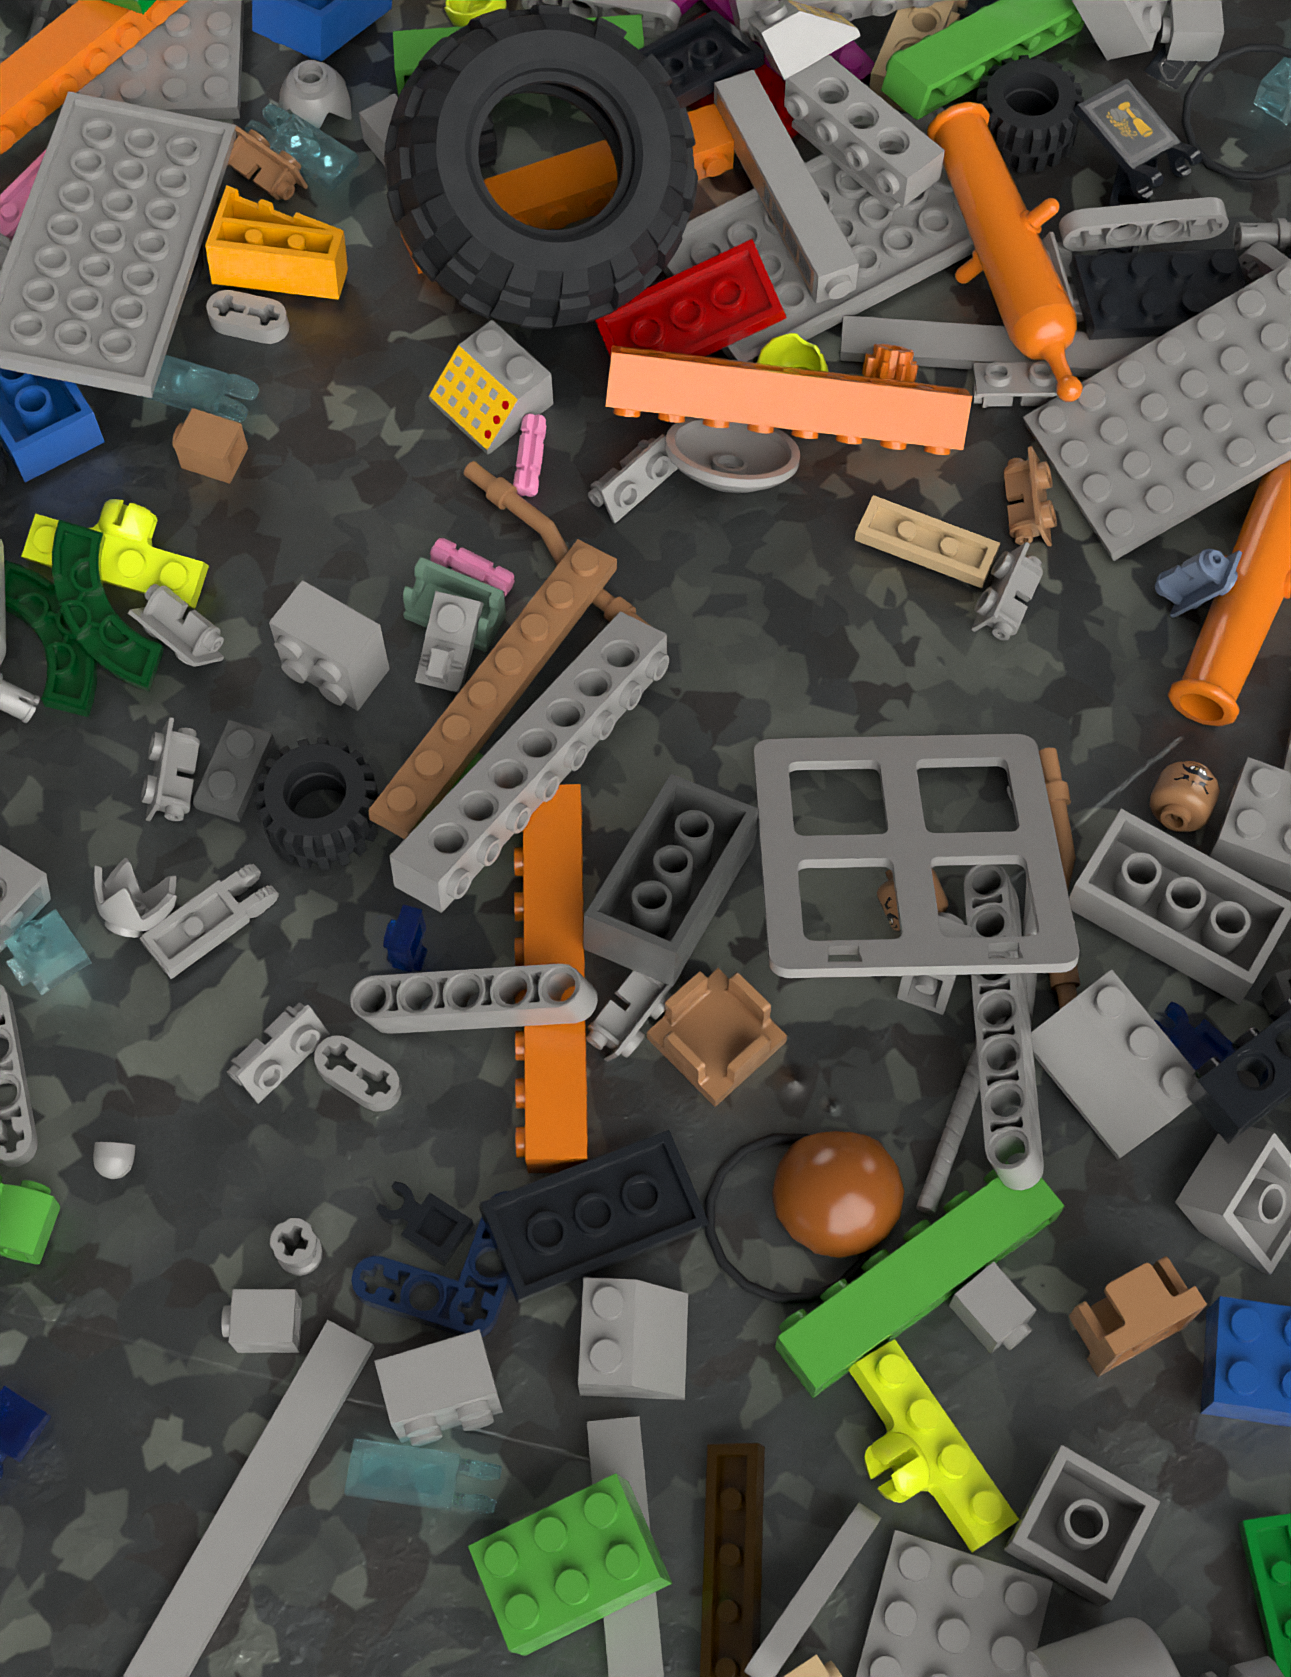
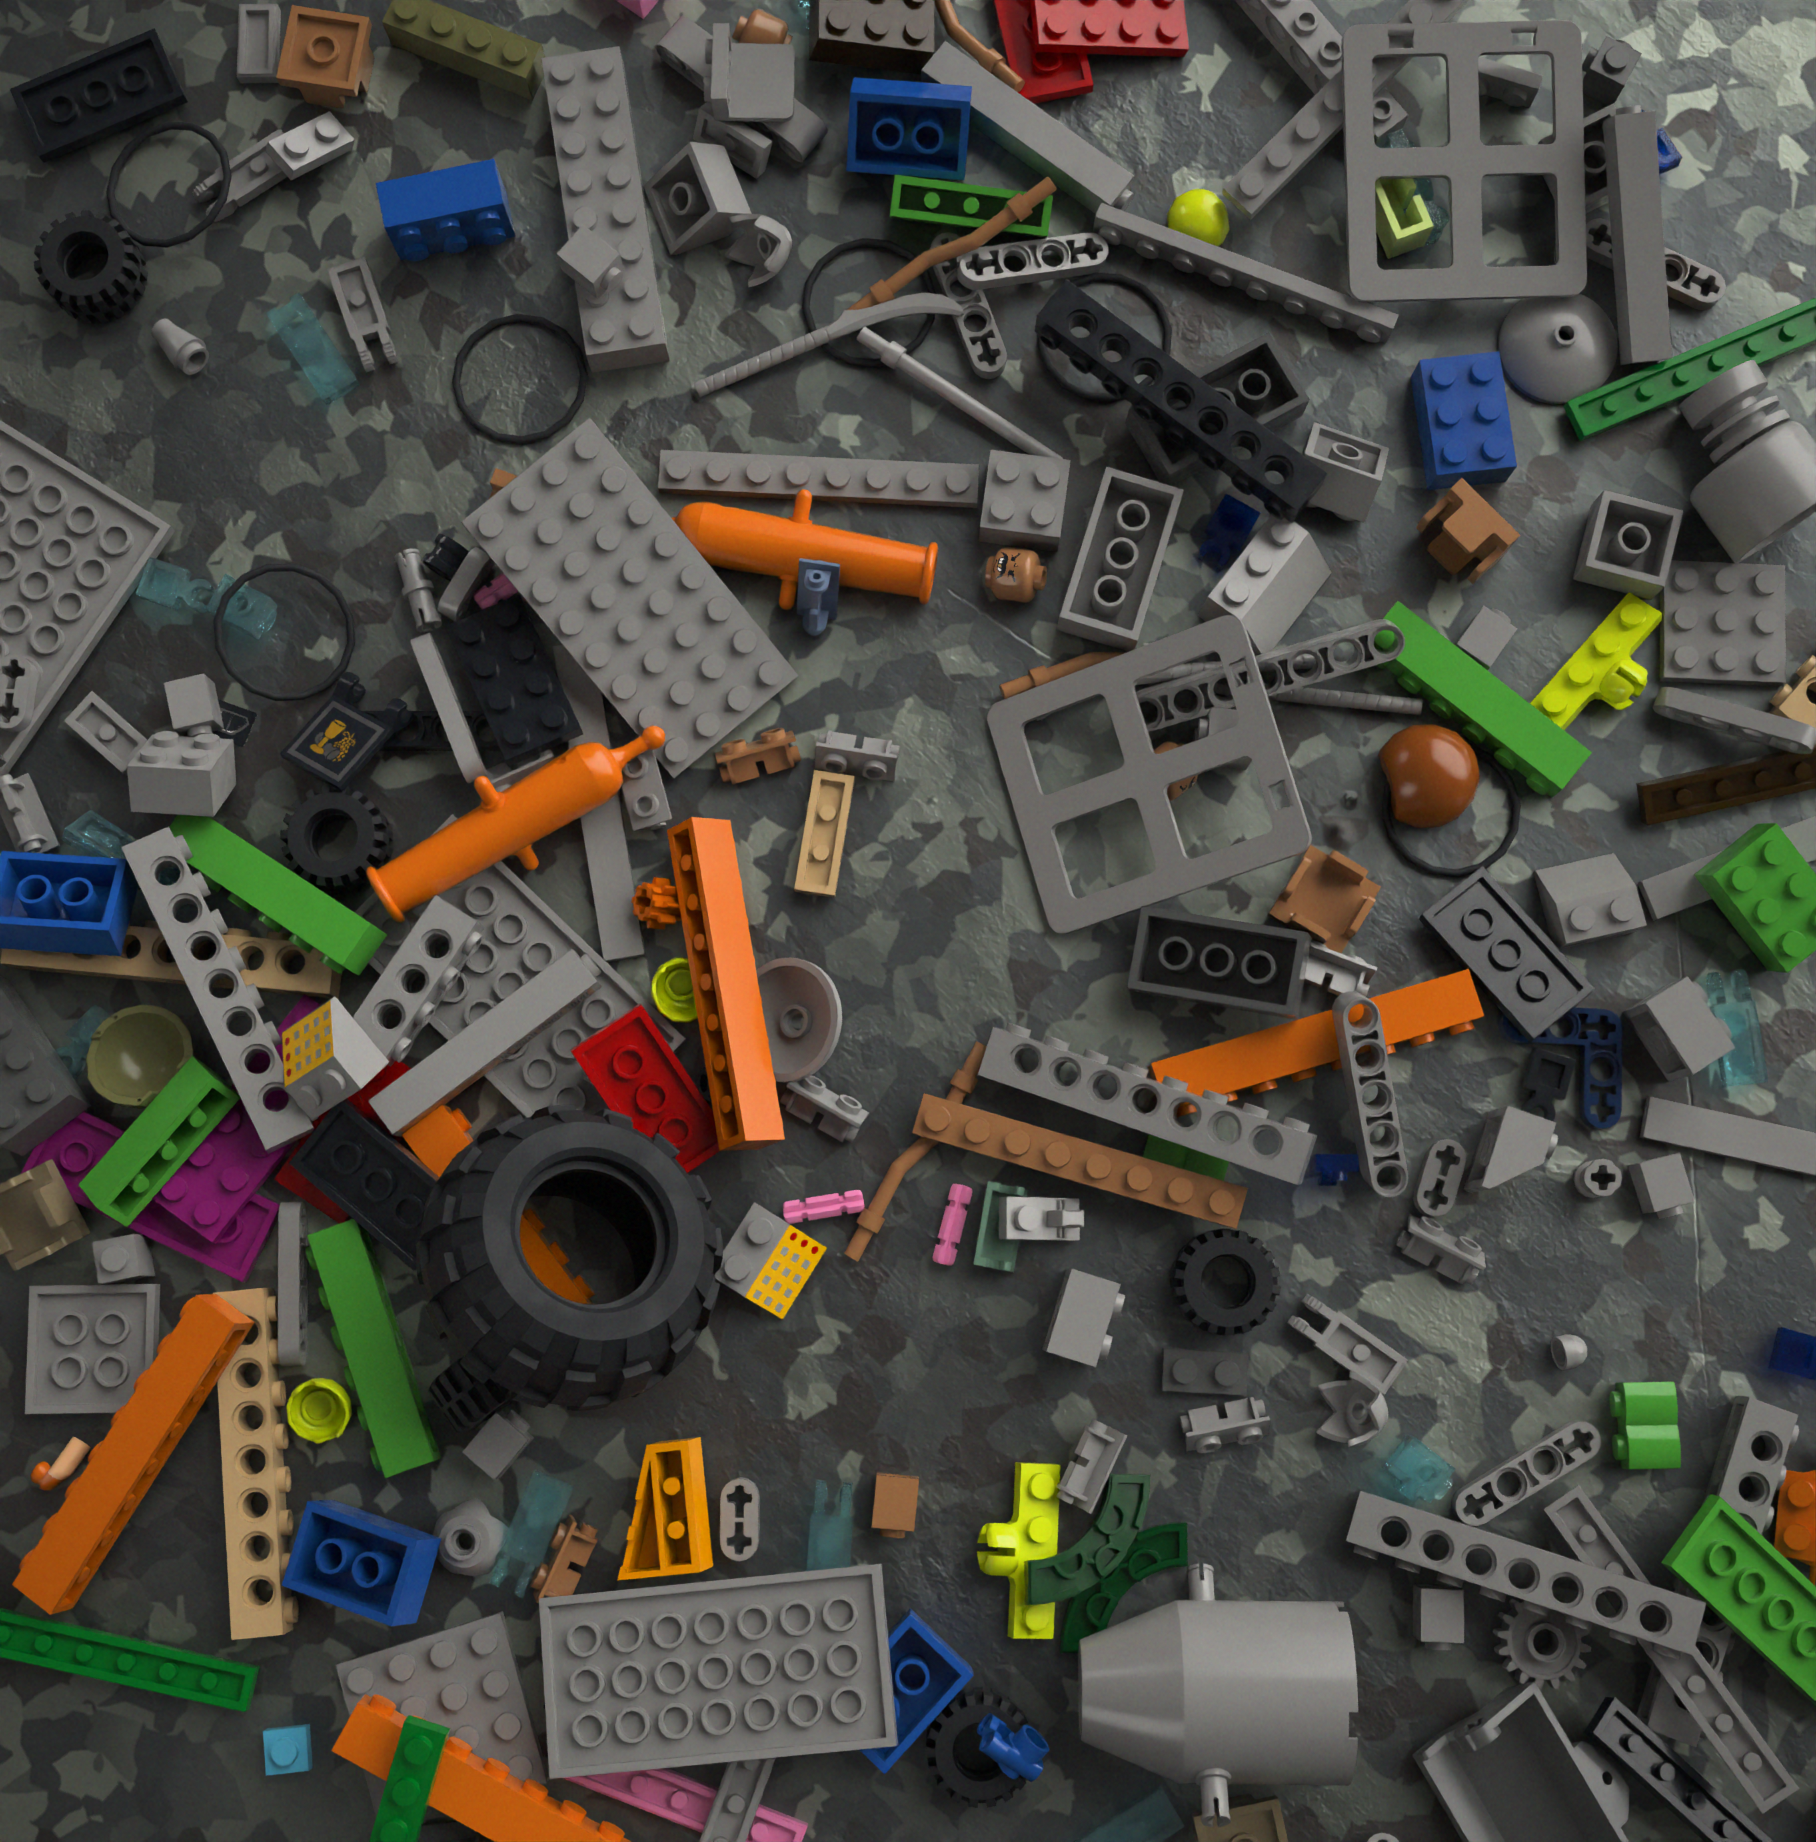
camera: 105 degrees left, 15 degrees up
(363, 1142) = (1510, 1146): none -> light grey slope

